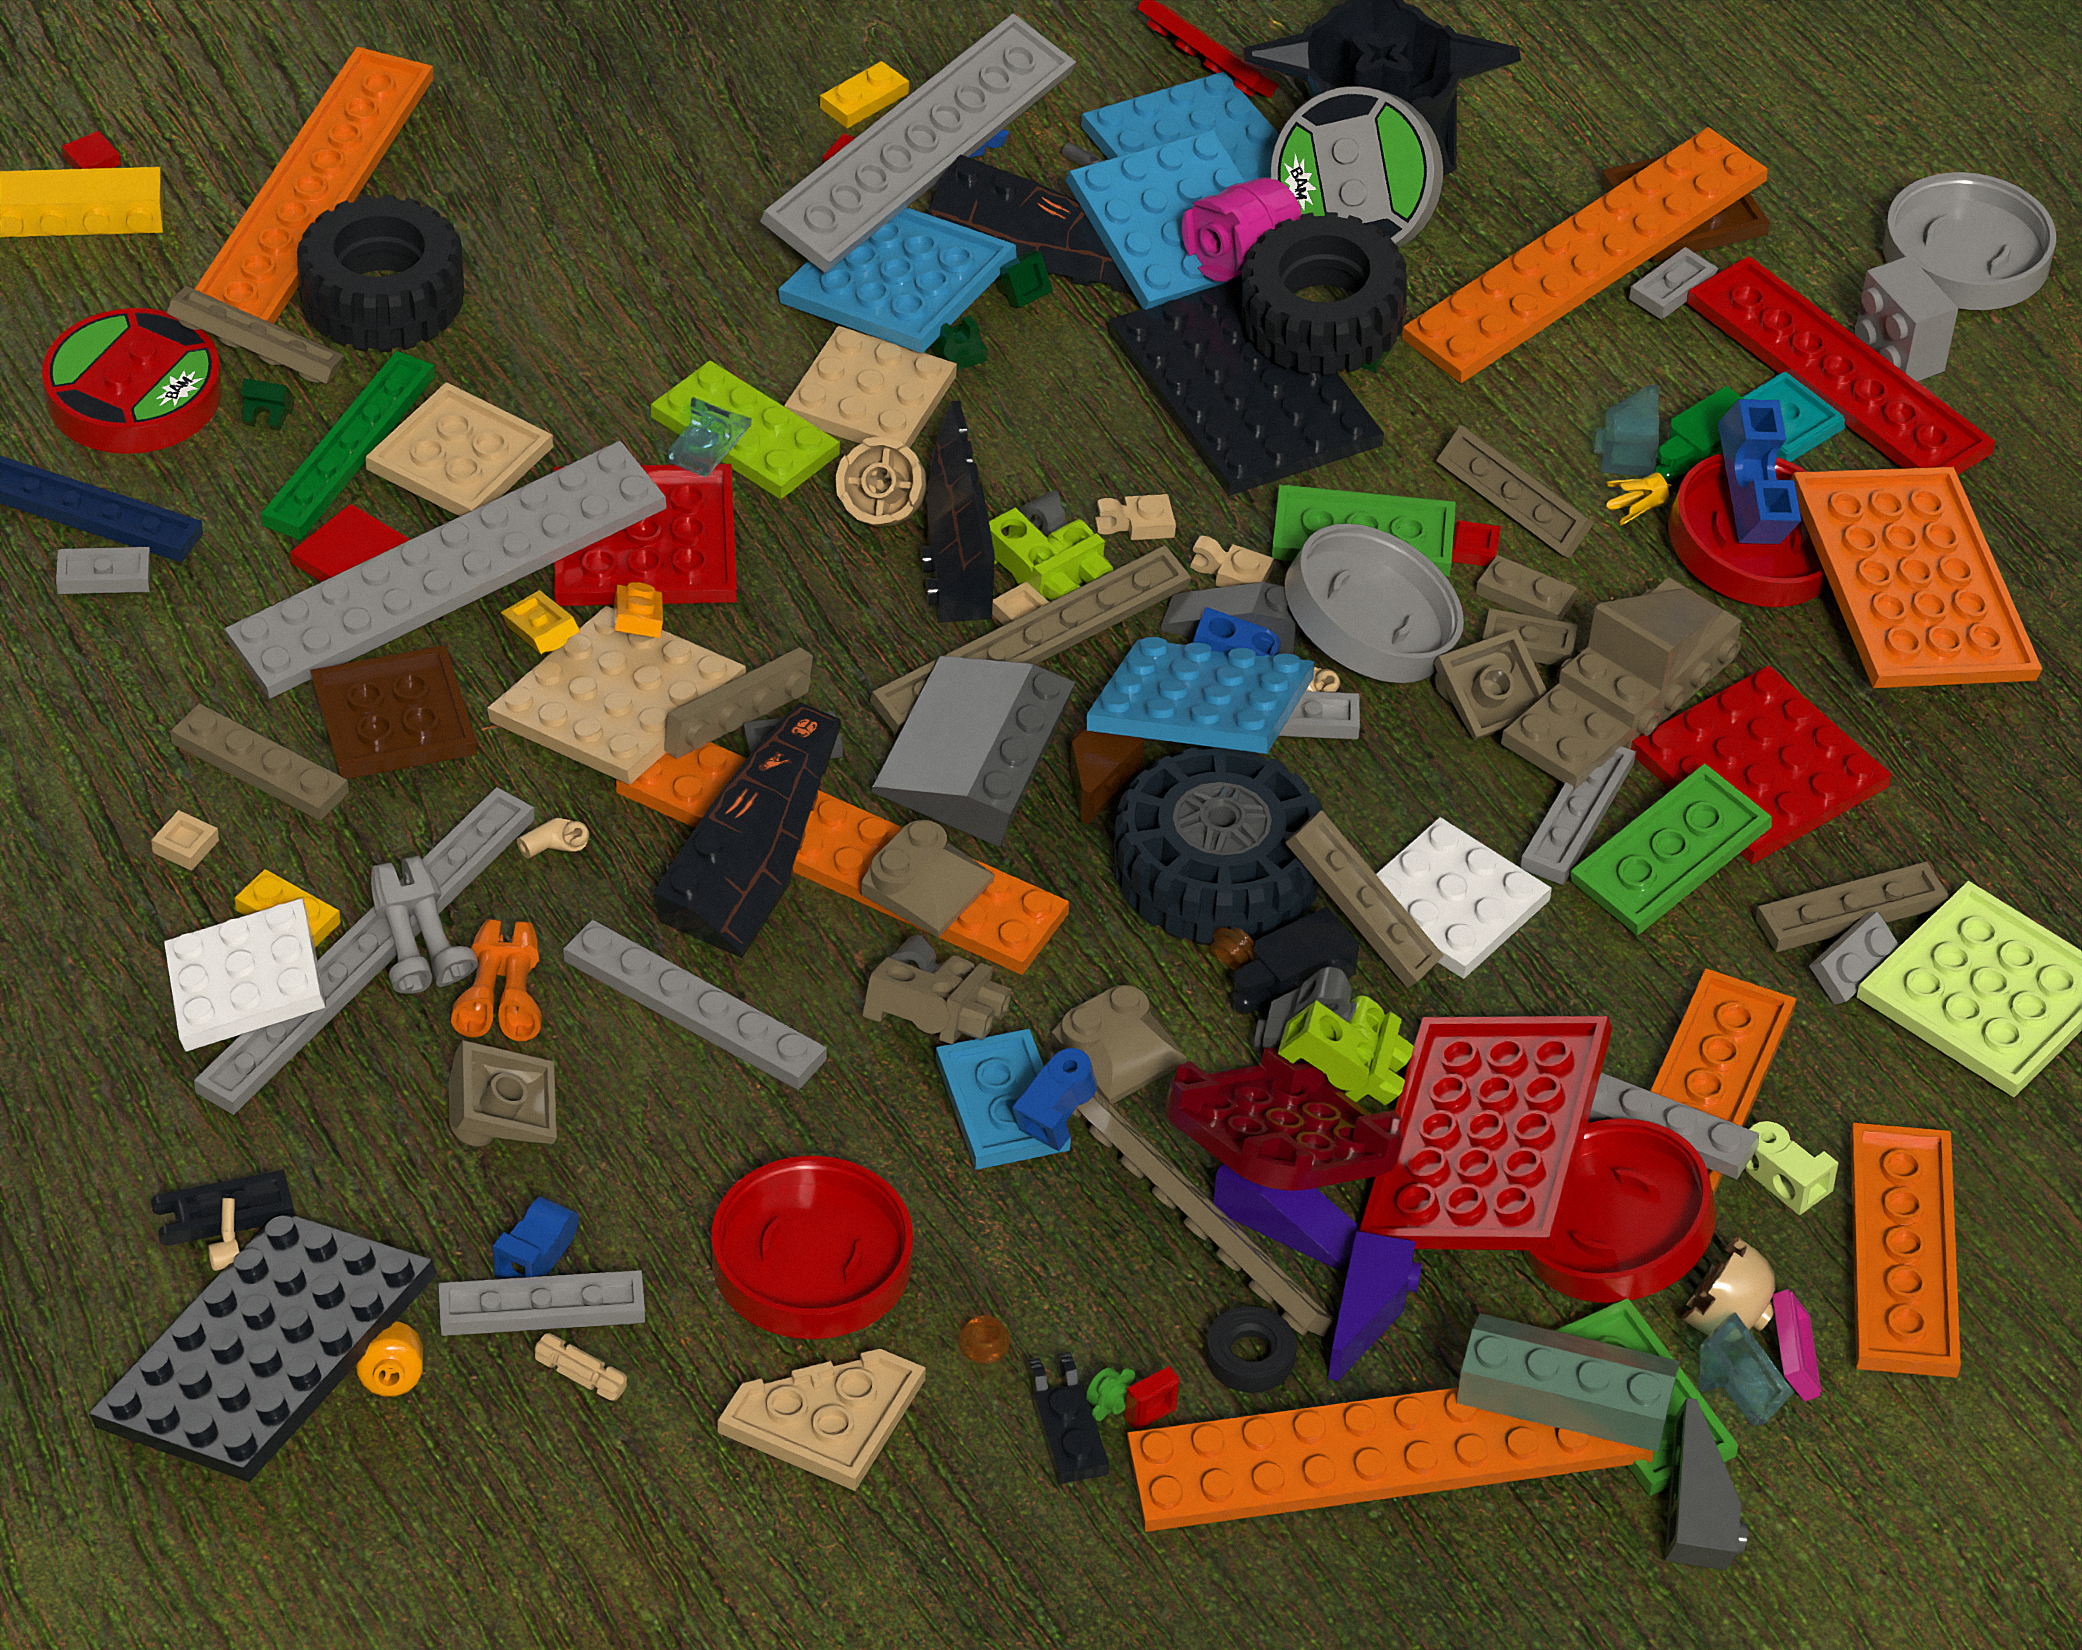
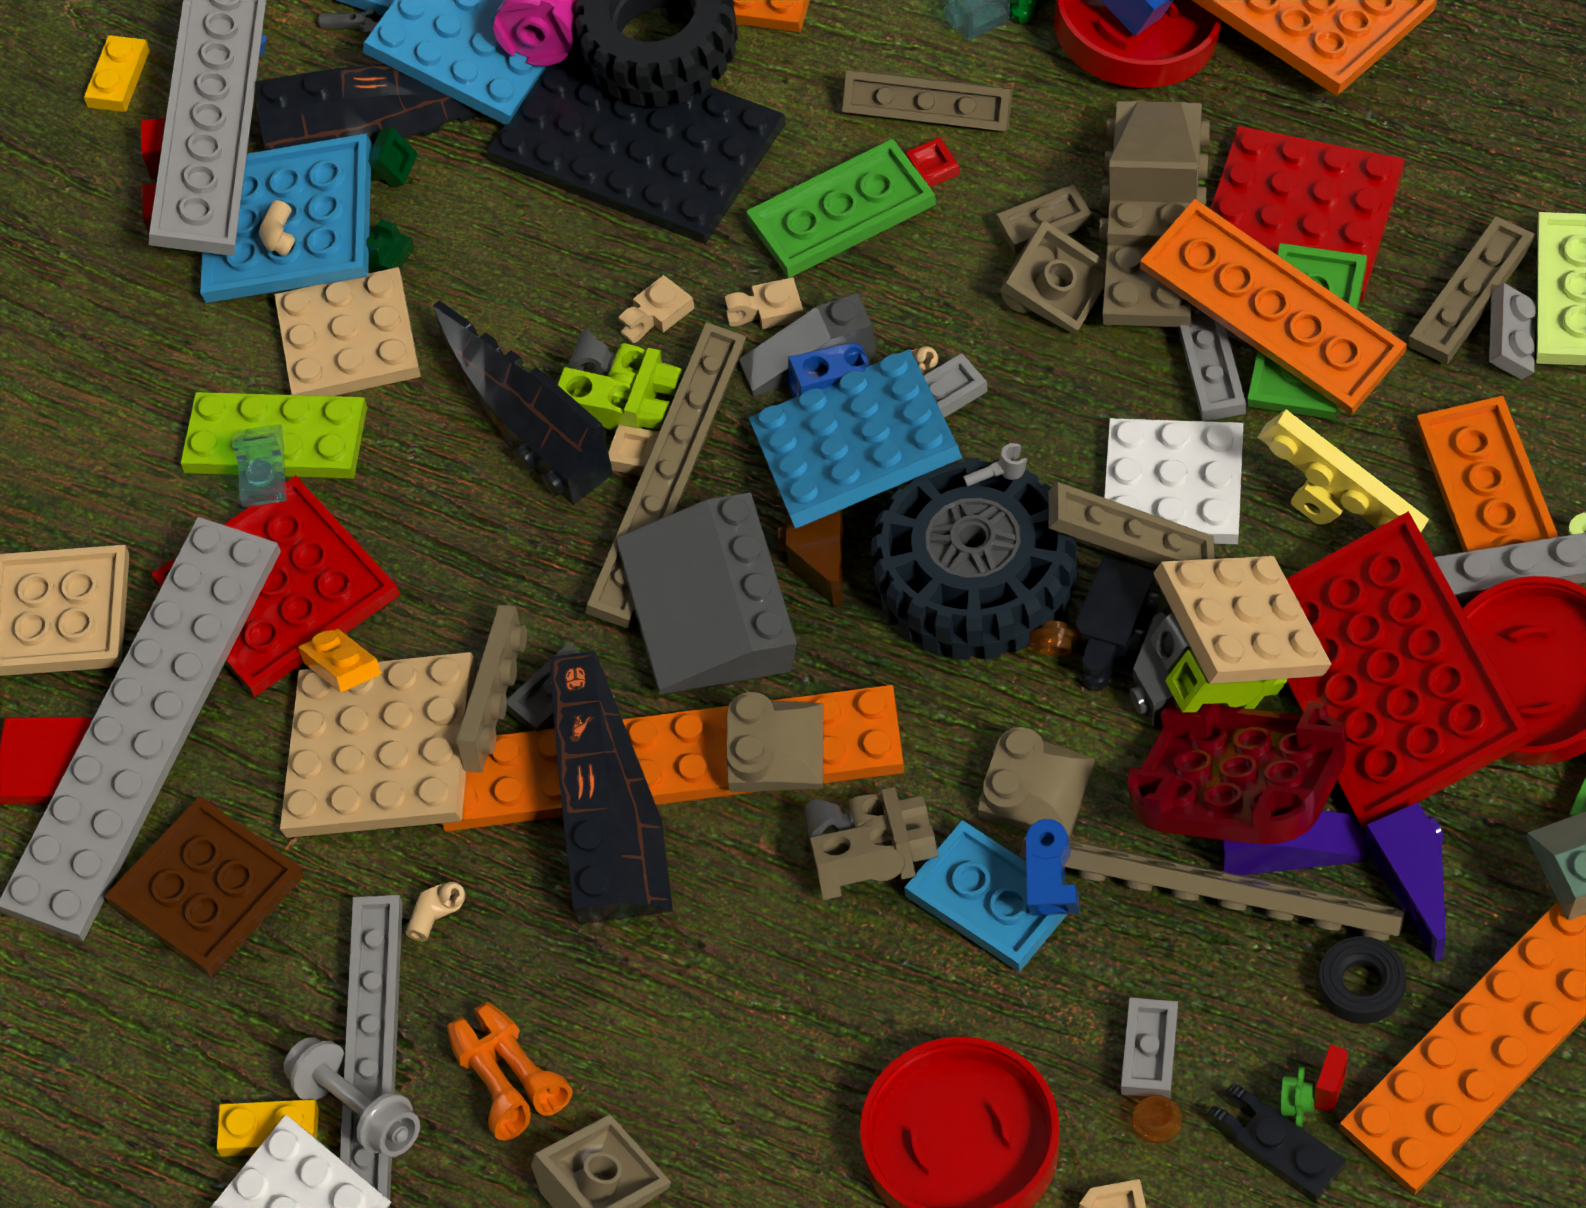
camera: 25 degrees left, 10 degrees up
(185, 840) = (125, 1123): tan tile -> none
(259, 762) = (127, 1006): dark tan plate -> none
(368, 945) = (384, 1124): none -> light grey piece
(417, 898) = (384, 1045): light grey piece -> none
(540, 622) = (262, 722): yellow plate -> none
(695, 1004) = (673, 980): light grey plate -> none
(876, 268) = (272, 229): none -> tan arm
(881, 482) = (424, 428): tan cylinder -> none
(1027, 1285) = (1149, 1047): none -> light grey plate
(1301, 782) = (1006, 466): none -> light grey hand
(1373, 603) = (915, 268): light grey brick -> none
(1390, 1012) = (1242, 619): none -> tan plate
(1525, 590) = (1003, 179): dark tan plate -> none
(1575, 967) = (1332, 477): none -> light yellow plate
(1644, 494) = (1025, 34): yellow piece -> none
(1649, 805) = (1273, 306): none -> orange plate

